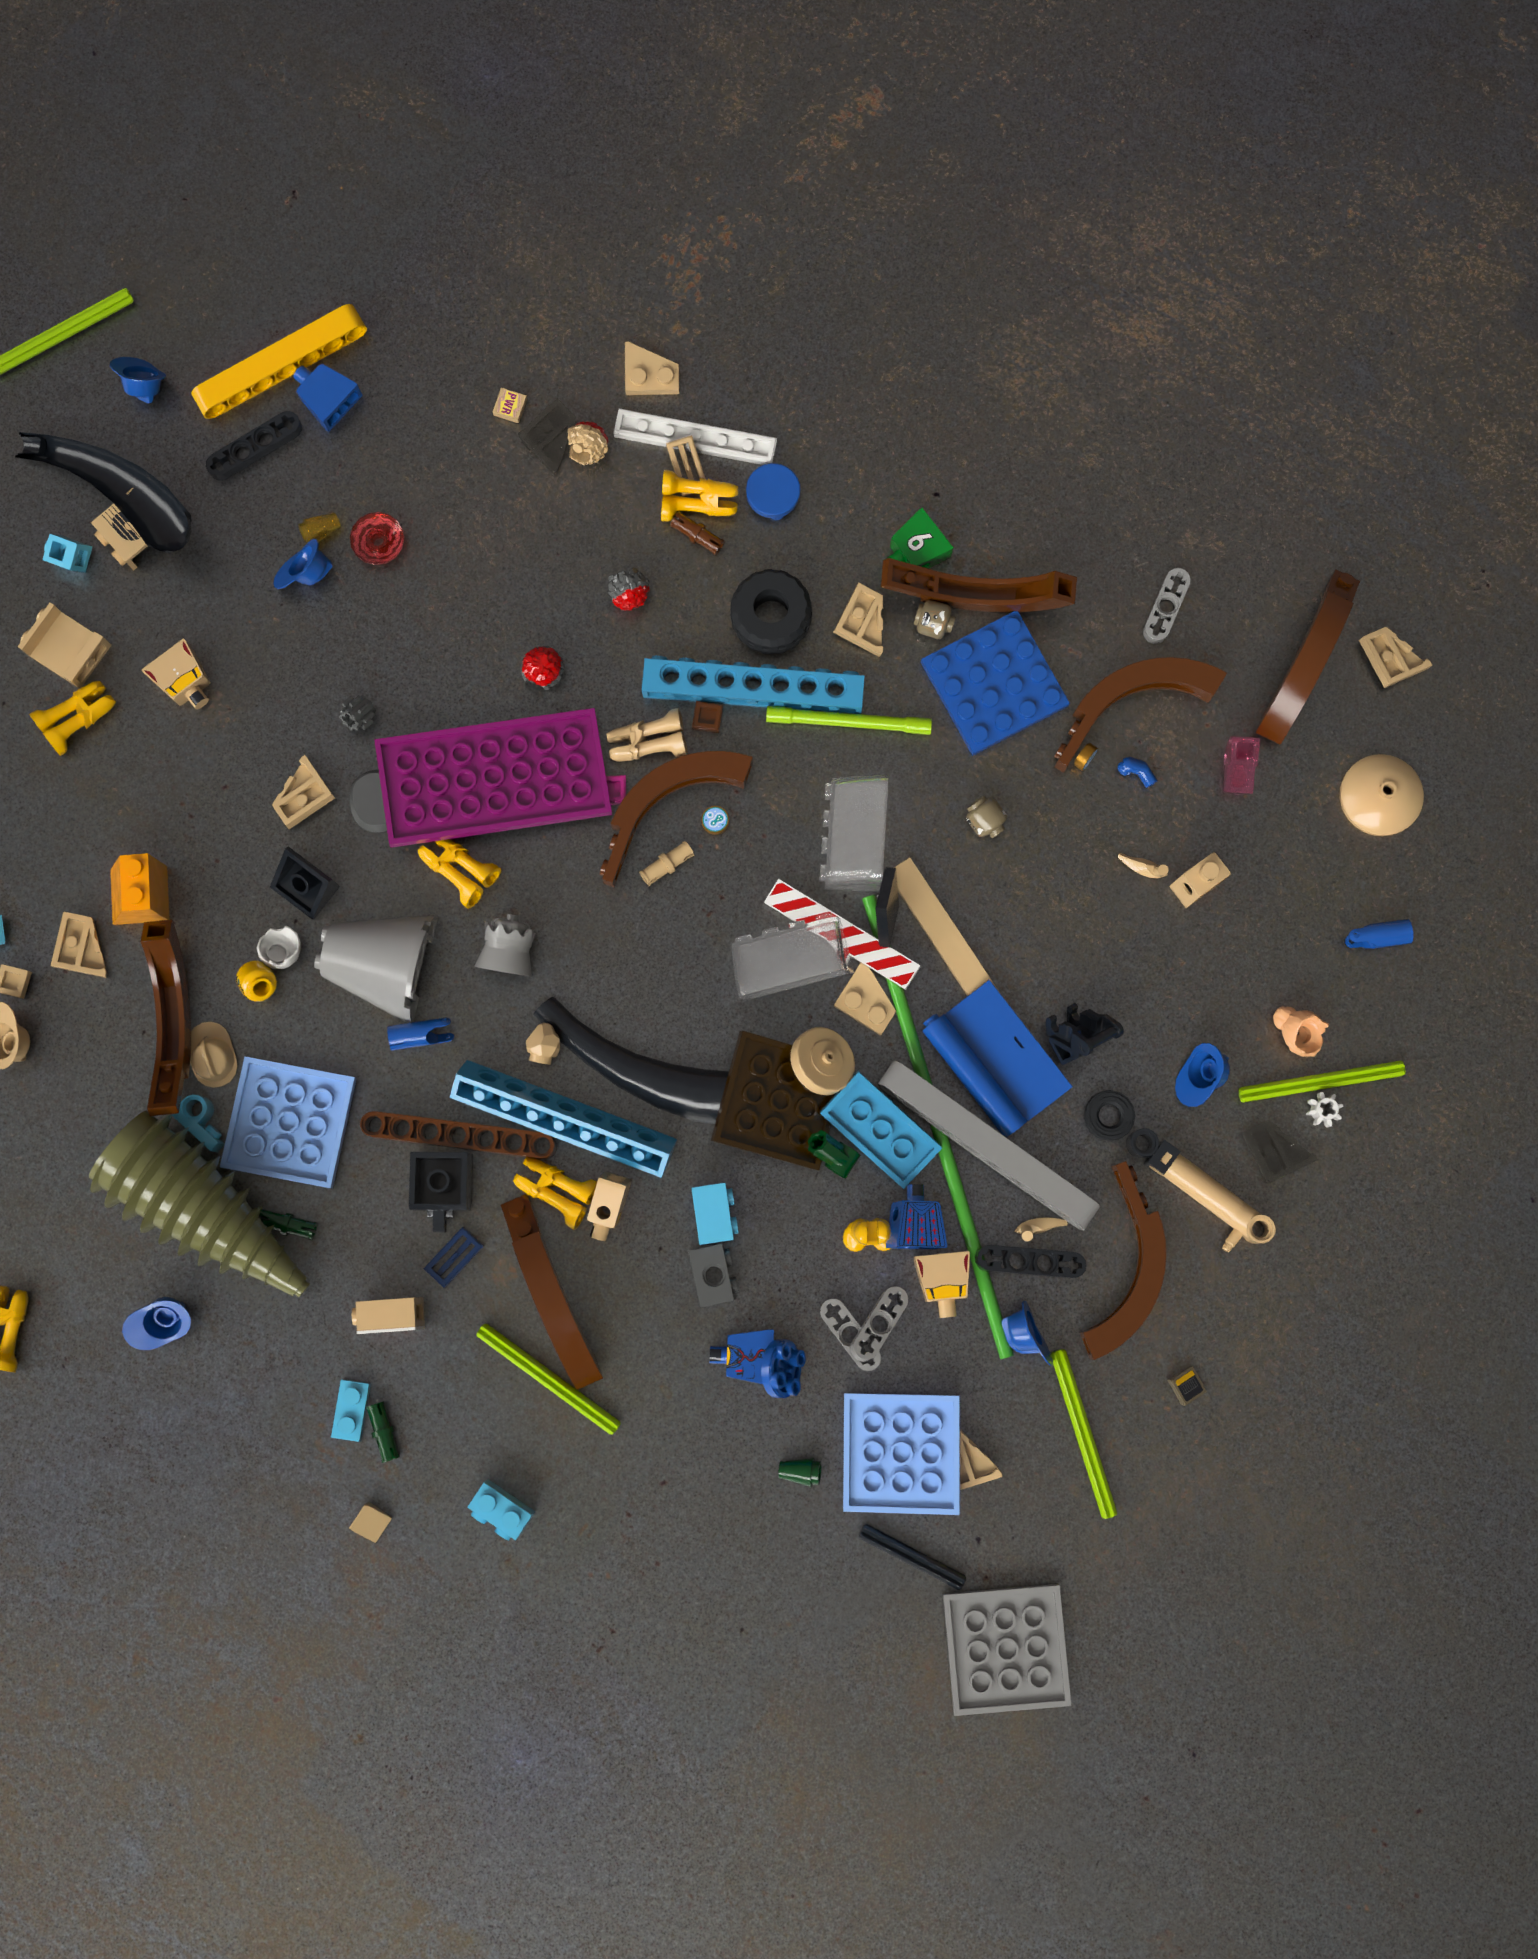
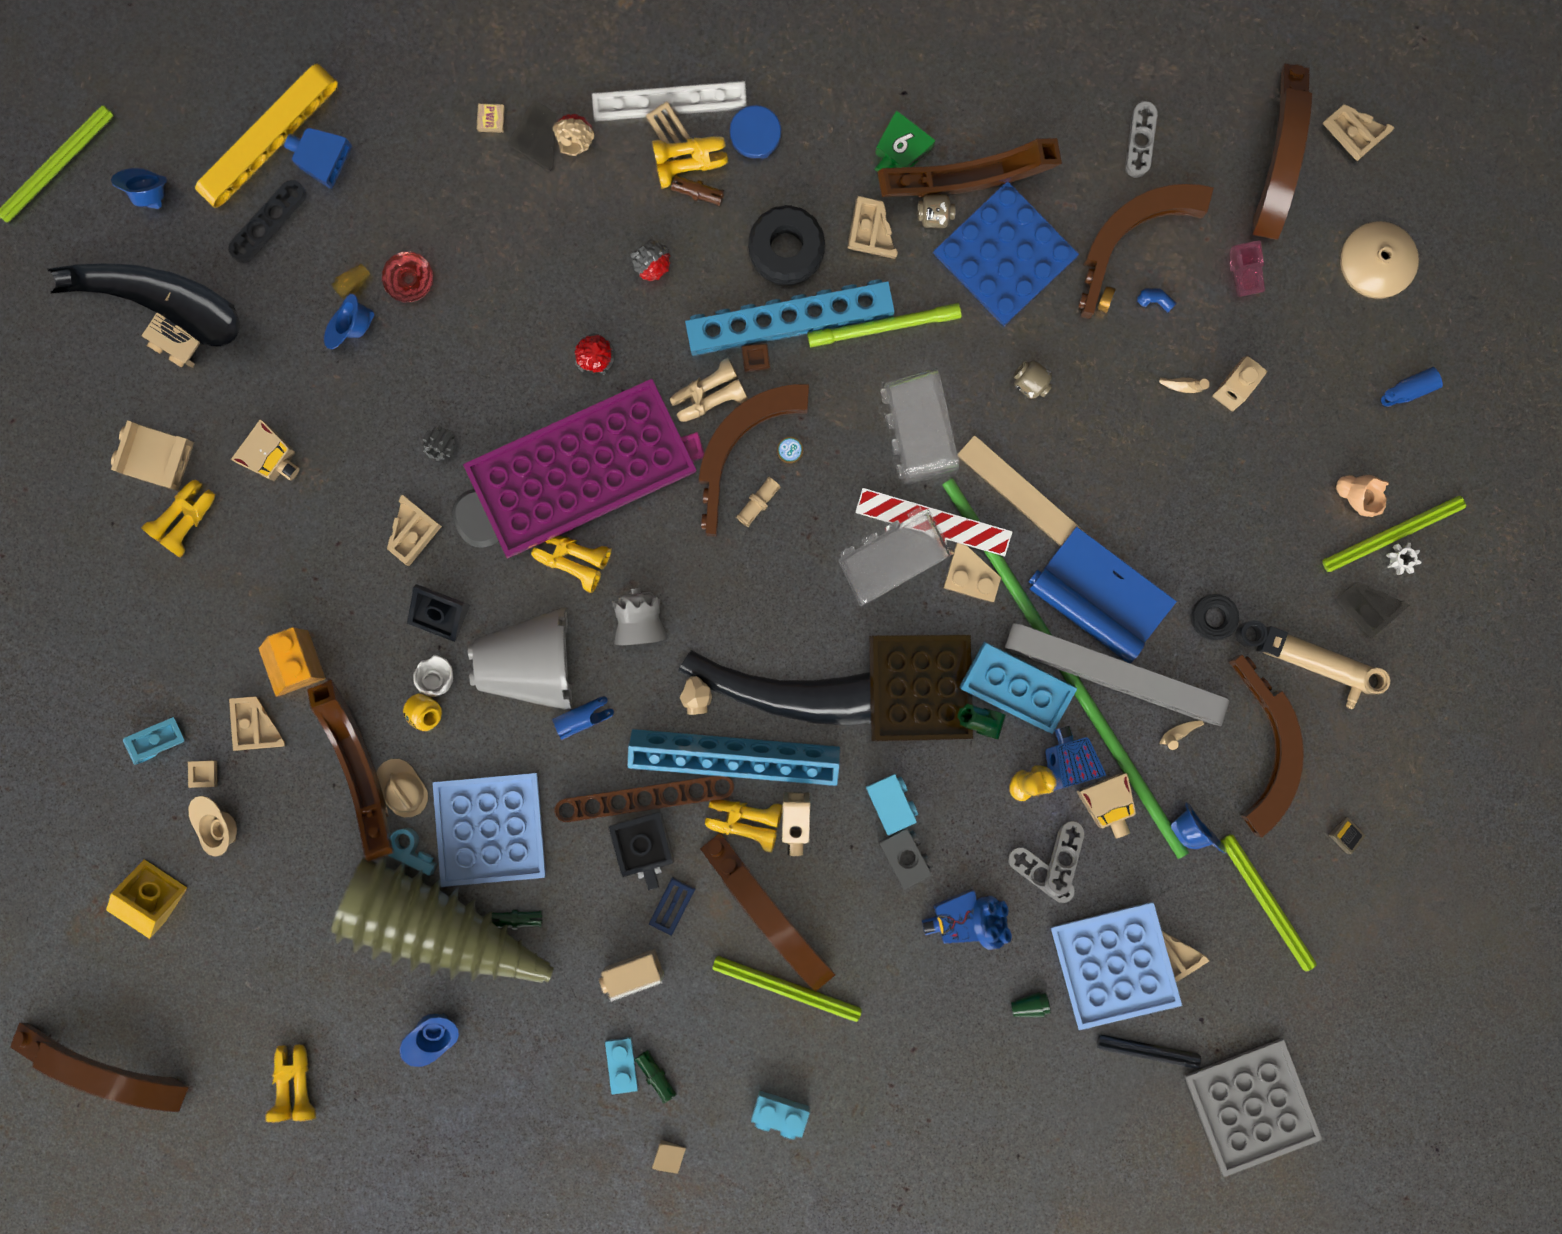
camera: 15 degrees left, 5 degrees up
(67, 553) = (127, 369): medium azure brick -> none
(649, 373) = (609, 51): tan wing -> none
(822, 1061) = (950, 642): tan wheel -> none
(887, 907) = (969, 487): black tile -> none
(1030, 1264) = (1181, 765): black beam -> none
(1080, 1033) = (1172, 552): black piece -> none
(1201, 1075) = (1287, 559): blue piece -> none

